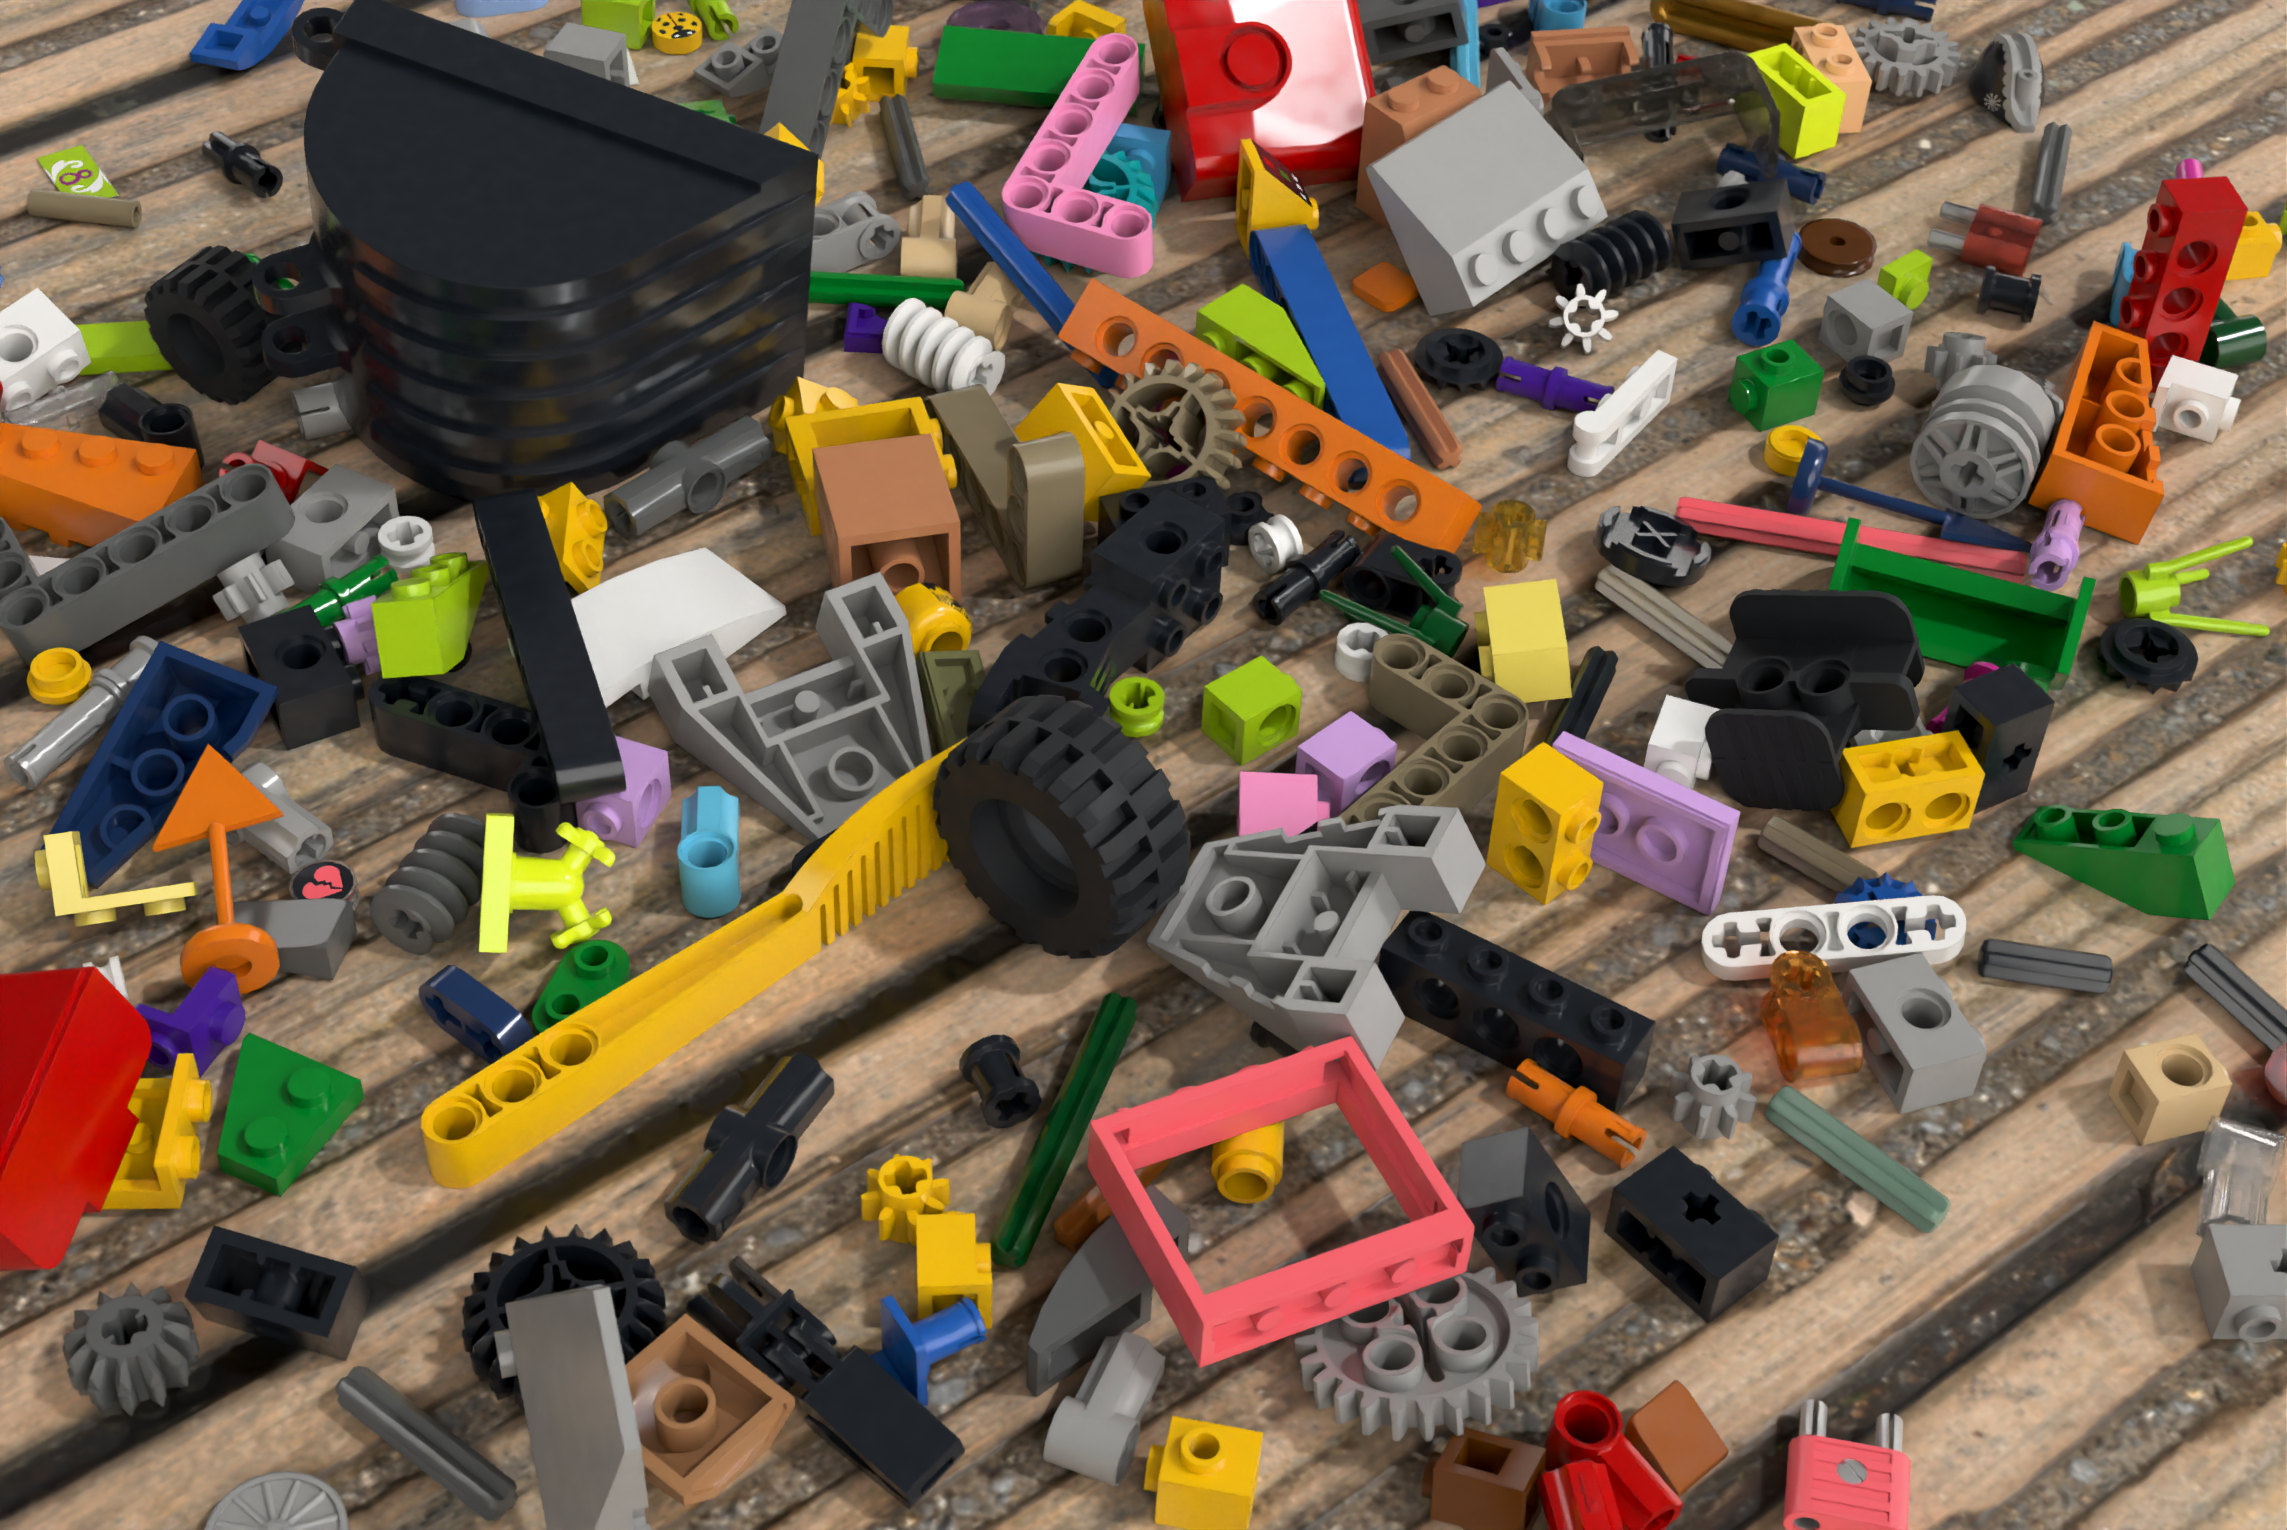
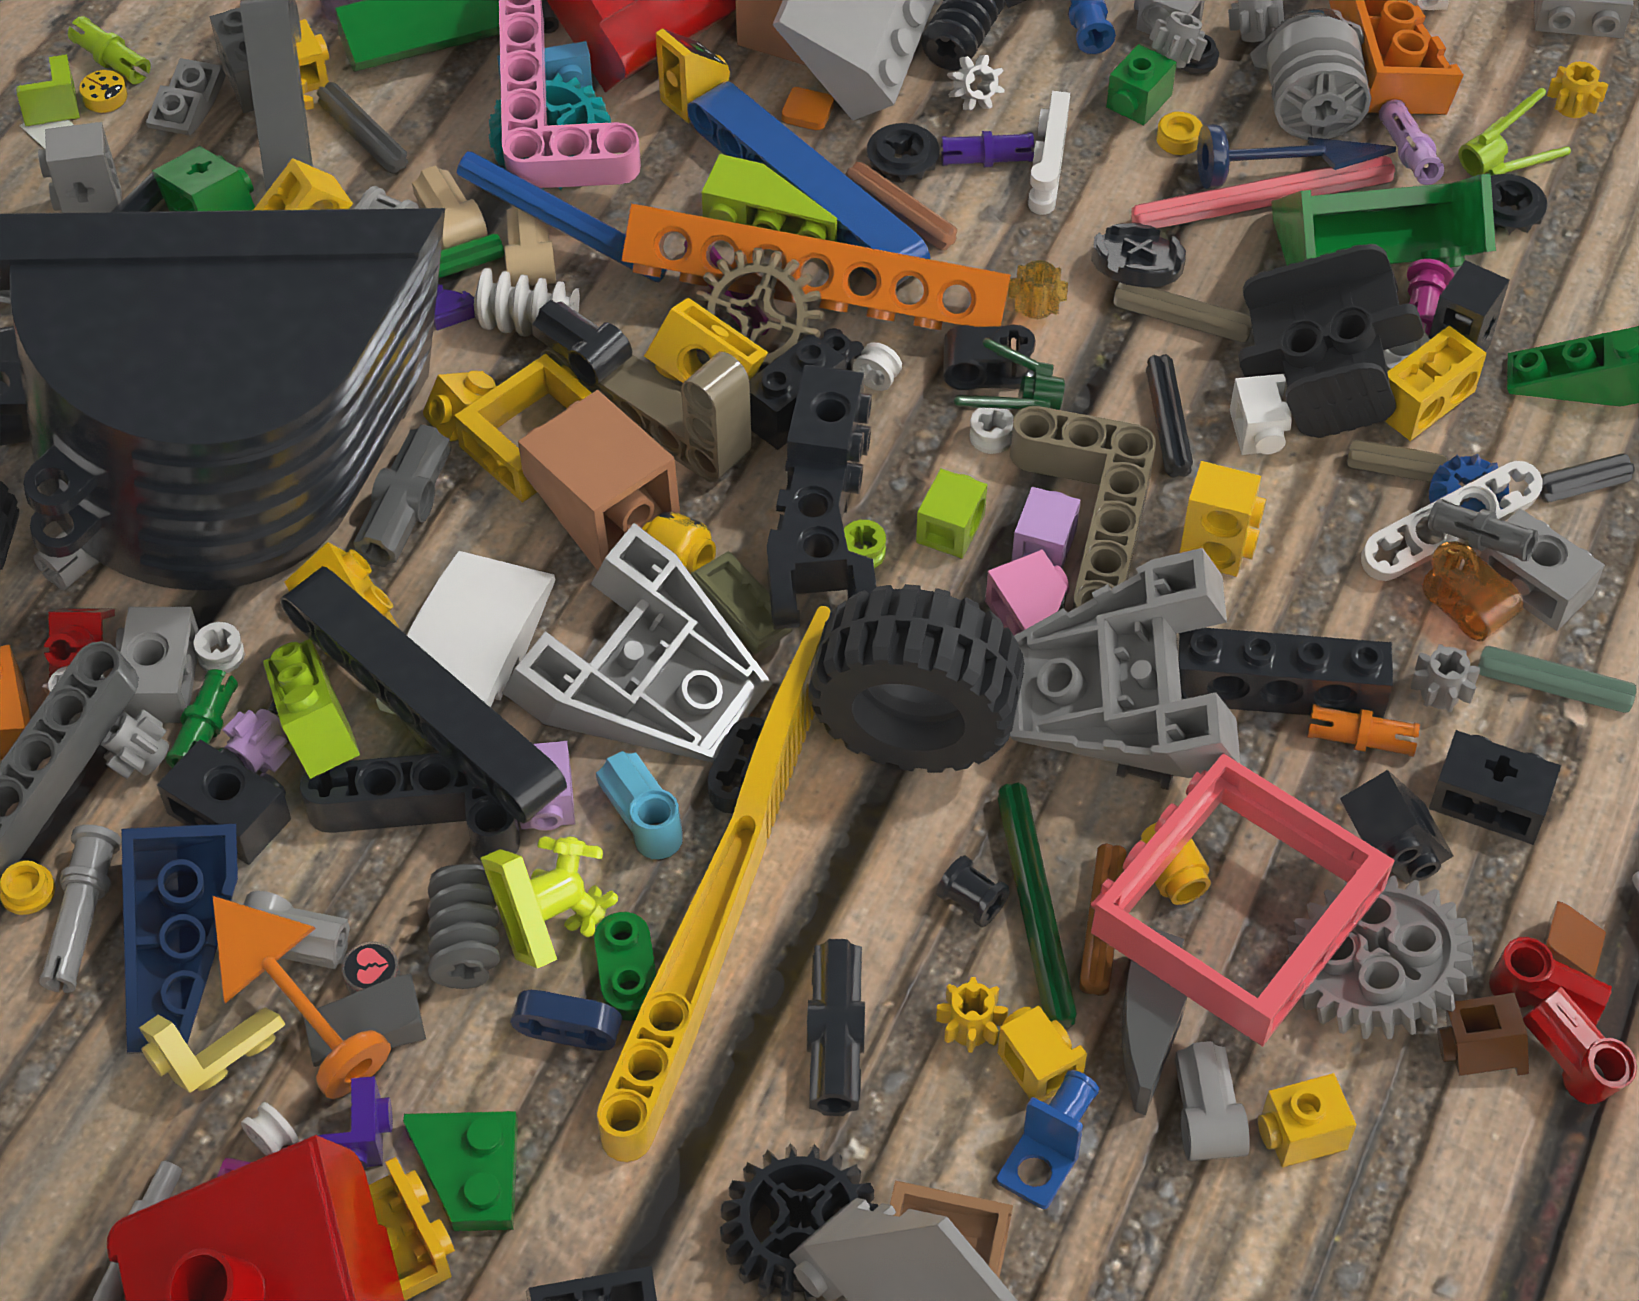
camera: 25 degrees left, 10 degrees up
(851, 1404) = (1047, 1185): black arm -> none
(961, 401) = (589, 349): none -> black piece
(1306, 577) = (916, 384): black pin -> none
(1524, 640) = (1109, 373): light yellow brick -> none
(1657, 828) = (1300, 489): lavender tile -> none
(1842, 348) = (1179, 38): none -> light grey gear
(1849, 949) = (1483, 530): none -> dark grey pin

